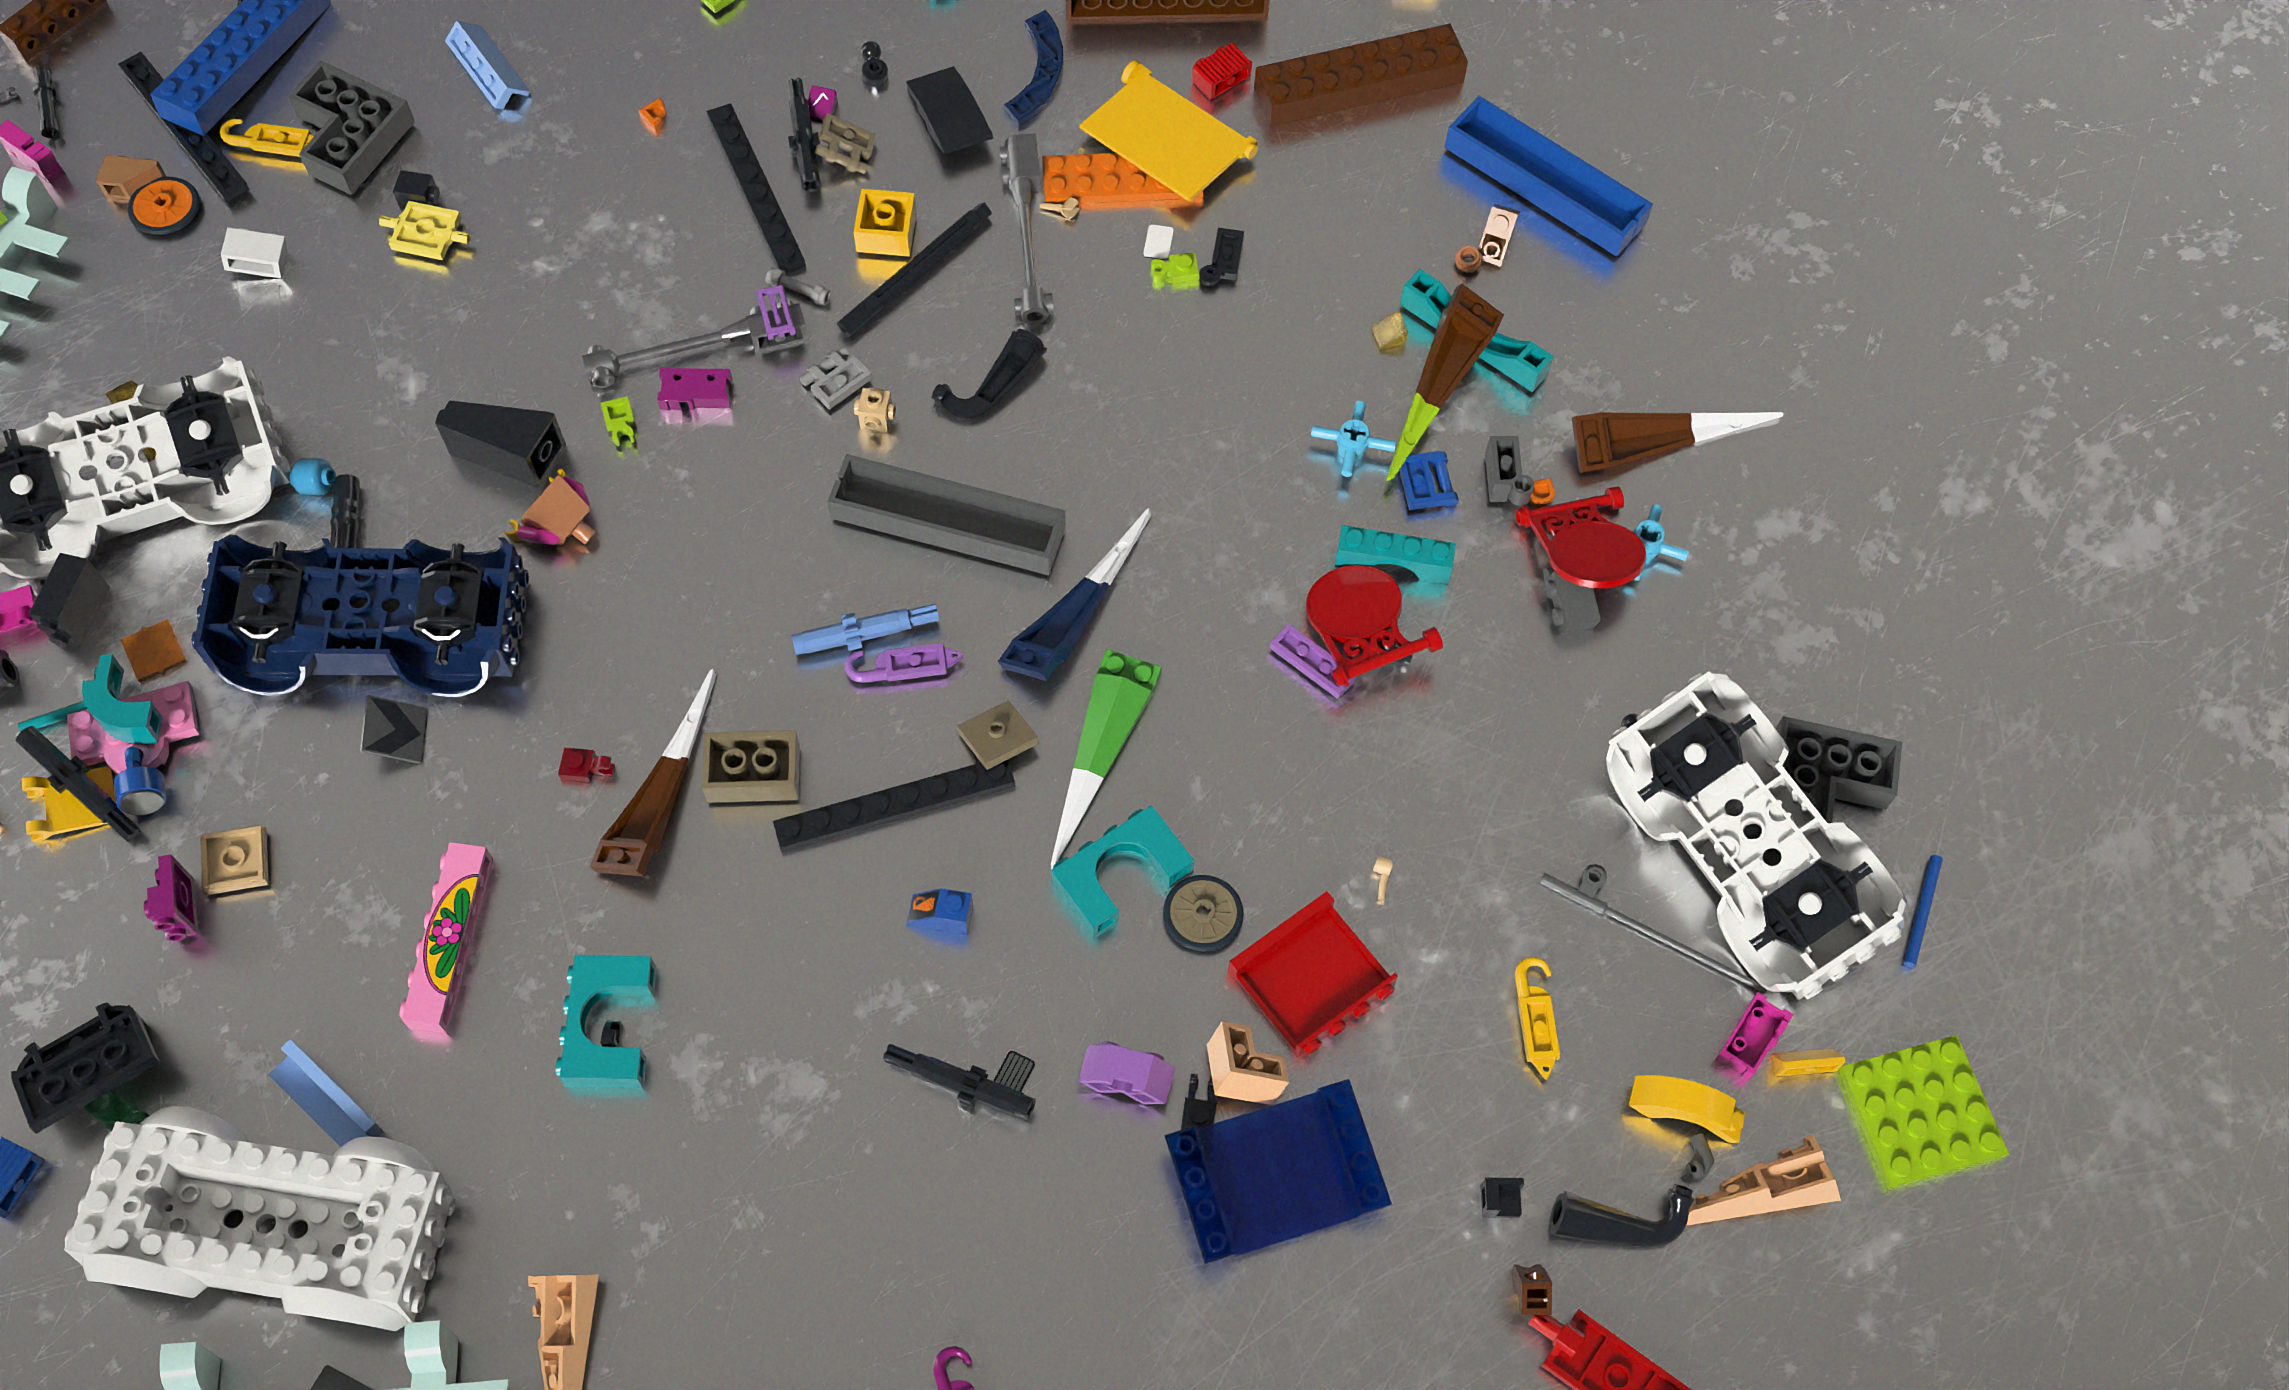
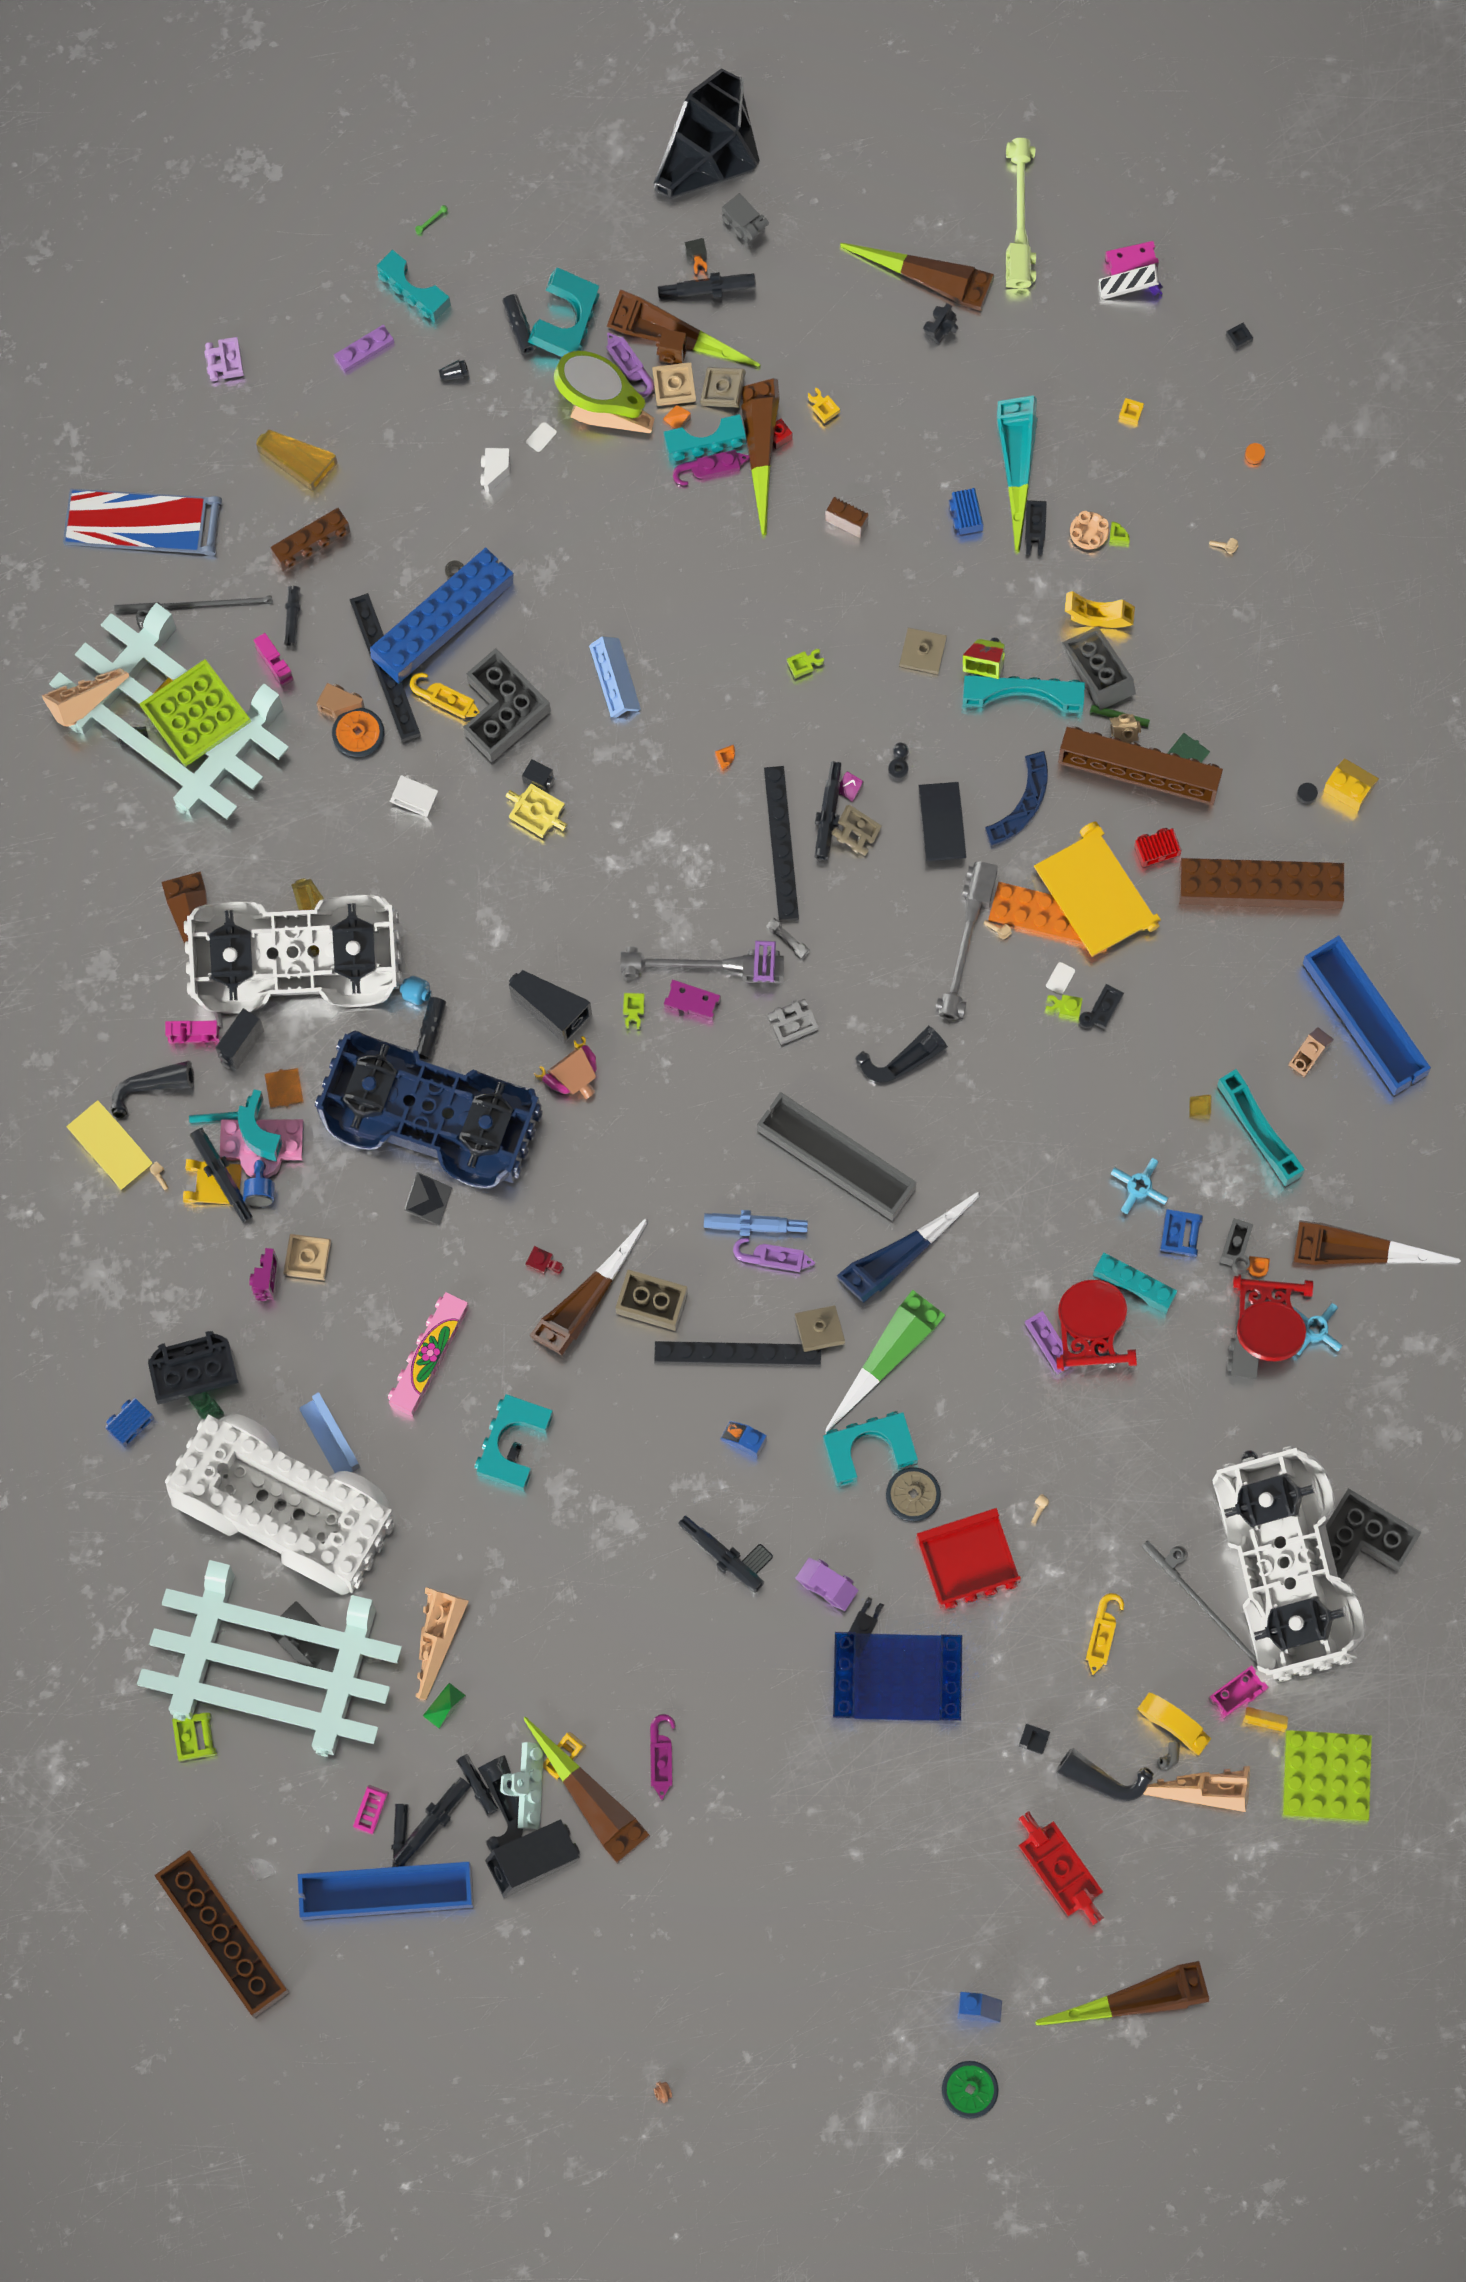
camera: 25 degrees right, 10 degrees up
(875, 409) = (810, 1064): tan brick -> none
(885, 222) = (865, 907): yellow brick -> none
(913, 269) = (875, 949): black piece -> none
(1242, 1071) = (898, 1606): light nougat brick -> none
(1460, 338) = (1242, 1135): reddish brown plate -> none
(1468, 252) = (1281, 1058): nougat plate -> none
(1533, 1289) = (1027, 1800): reddish brown leg -> none
(1923, 911) = (1389, 1648): blue bar -> none

